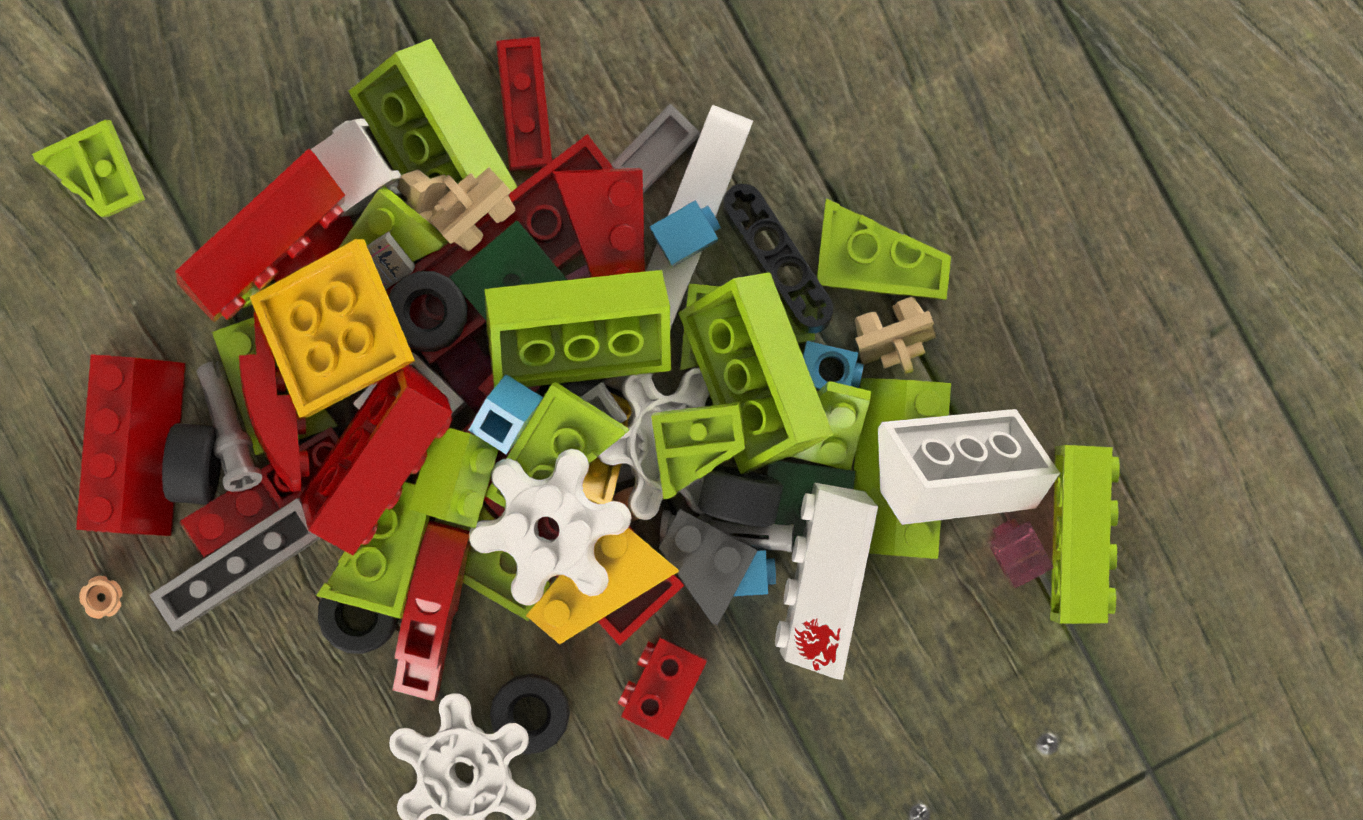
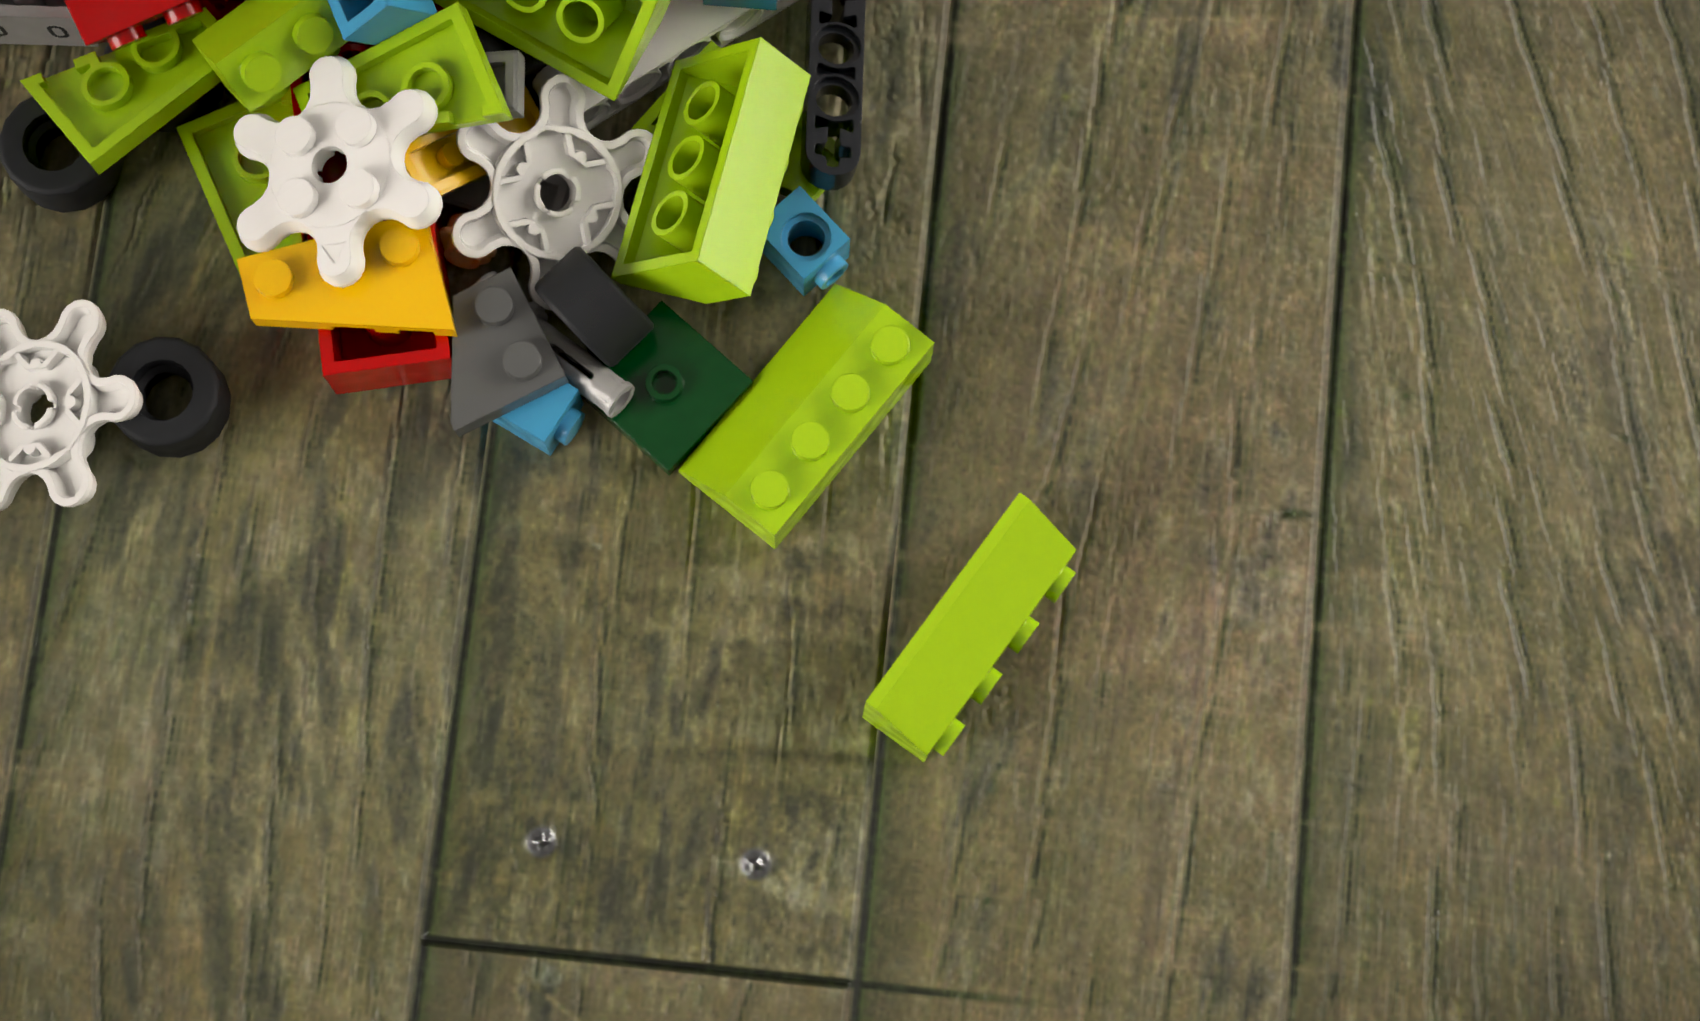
camera: 30 degrees right, 10 degrees down
(430, 610) = (136, 188): red slope -> none
(662, 688) = (344, 472): red brick -> none
(695, 442) = (582, 200): lime wing -> none
(826, 579) = (624, 469): white slope -> none
(846, 413) = (758, 325): lime wing -> none
(876, 259) = (945, 159): lime wing -> none
(897, 341) = (907, 260): tan hips -> none
(962, 466) = (876, 440): white slope -> none
(1019, 552) = (879, 604): clear pink brick -> none

